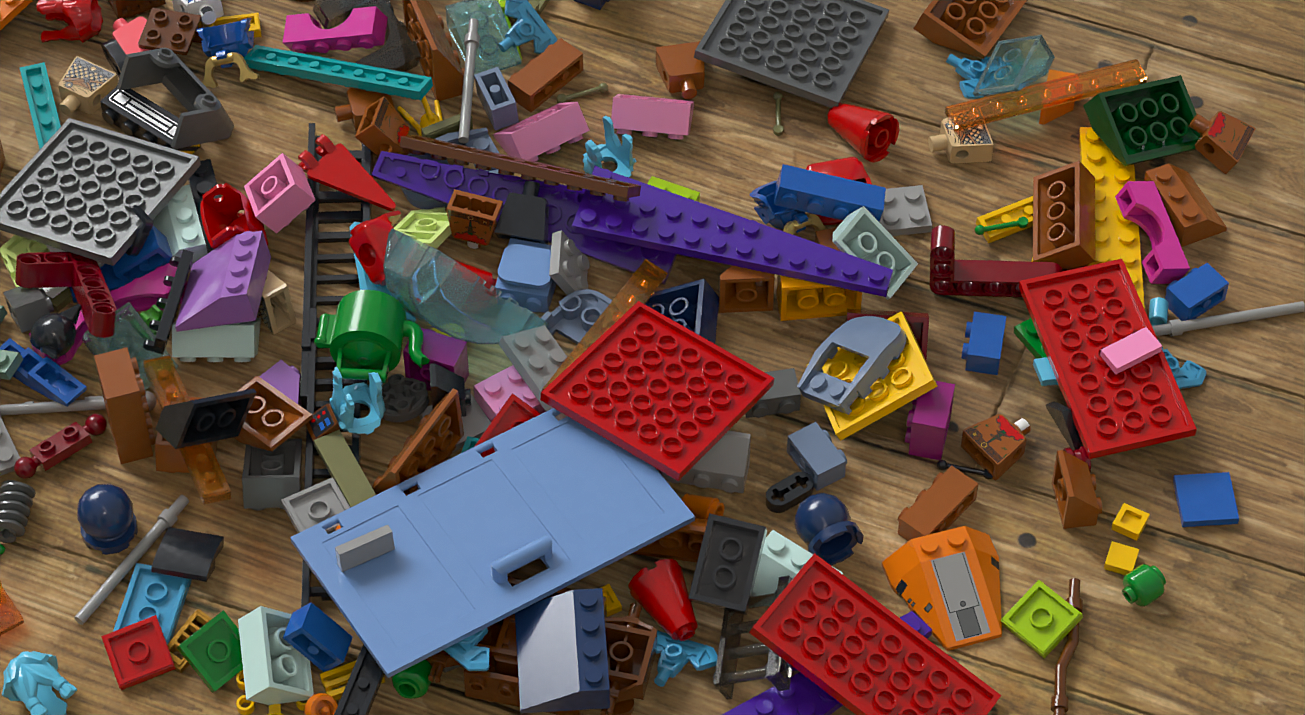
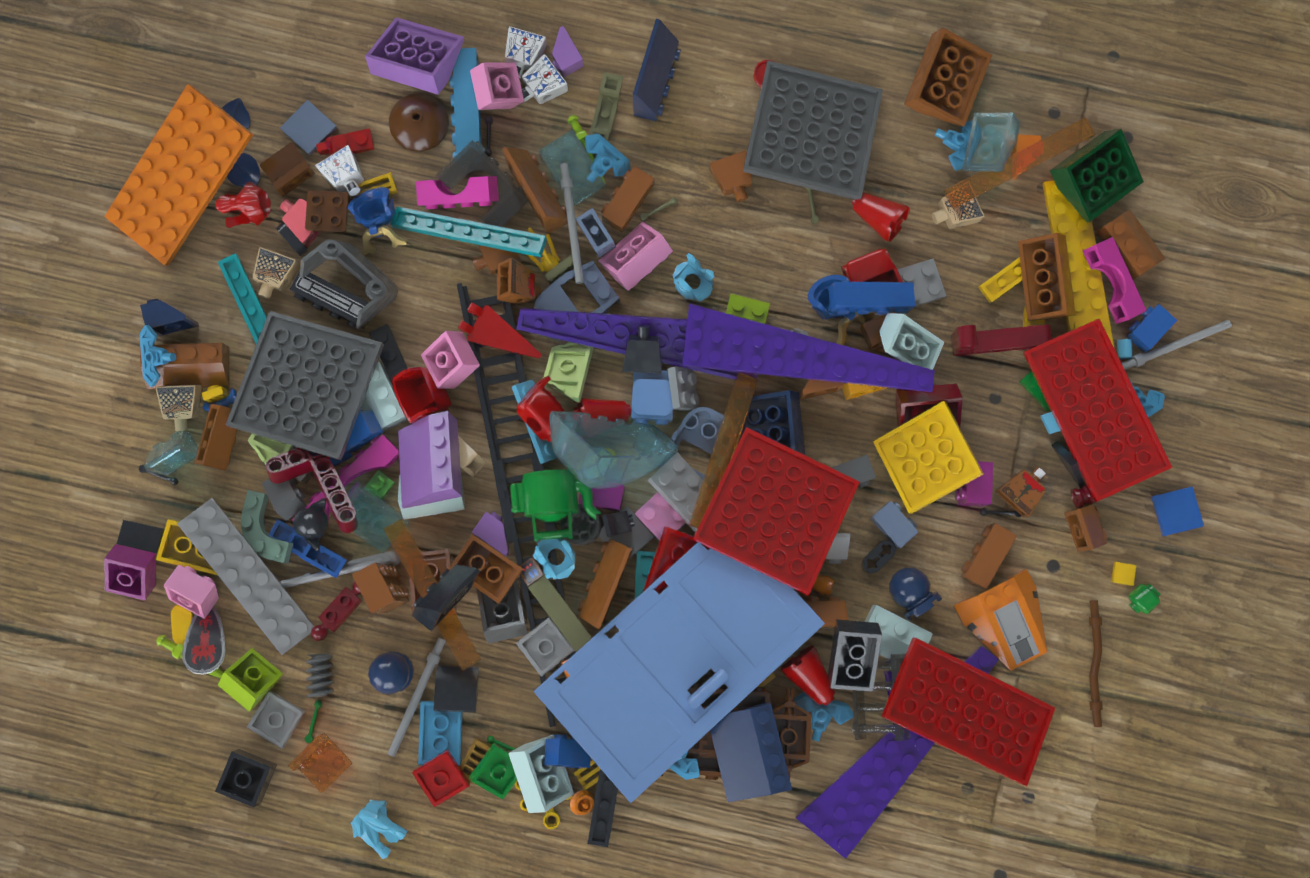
camera: 10 degrees left, 30 degrees up
(143, 233) = (358, 423): black piece -> none
(171, 304) = (393, 478): black hinge -> none
(364, 548) = (591, 701): light grey tile -> none
(473, 217) = (604, 359): dark orange torso -> none
(528, 169) = (632, 314): reddish brown plate -> none
(652, 115) = (717, 224): bright pink slope -> none
(865, 336) = (925, 431): sand blue slope -> none
(985, 343) = (1001, 401): blue brick -> none
(1022, 223) = (1014, 284): green hinge -> none
(1041, 618) = (1075, 638): lime tile -> none
(1130, 521) = (1127, 542): yellow plate -> none
(1131, 350) = (1117, 406): bright pink tile -> none
(1222, 139) = (1156, 180): dark orange torso -> none

